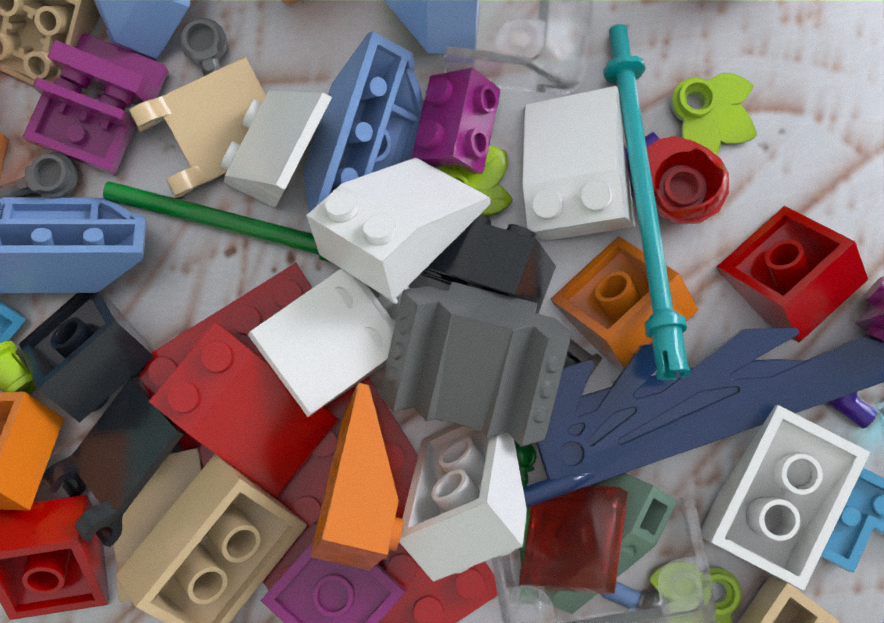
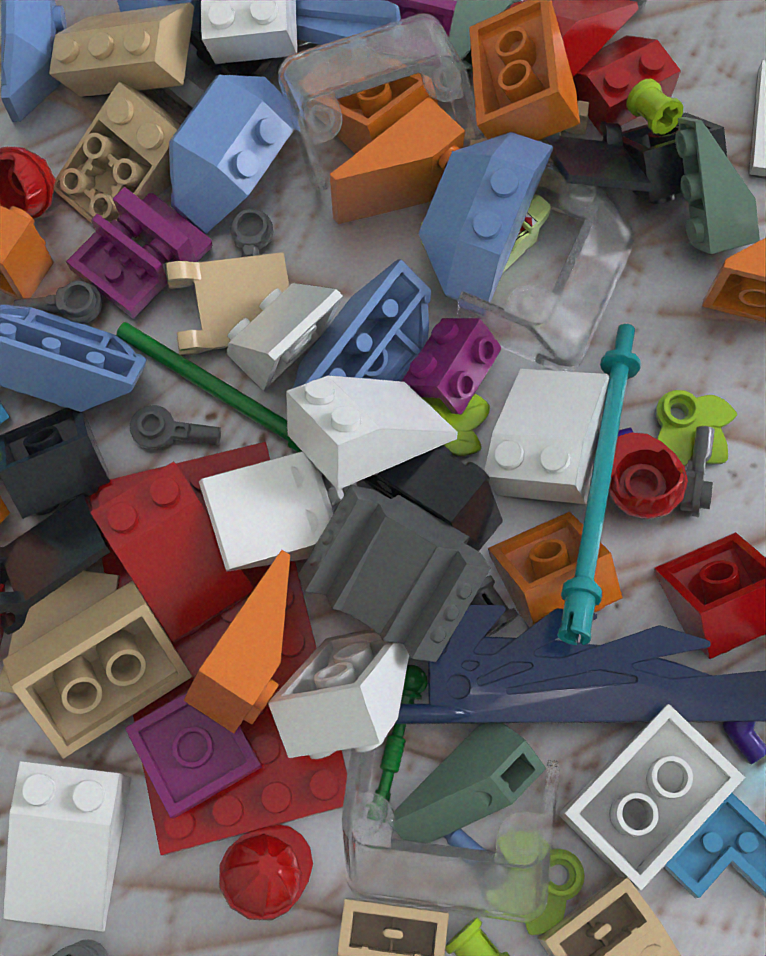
camera: 20 degrees right, 10 degrees down
(179, 283) = (155, 427): none -> dark grey plate
(575, 541) = (437, 770): clear red tile -> none
(740, 176) = (699, 492): none -> dark grey plate

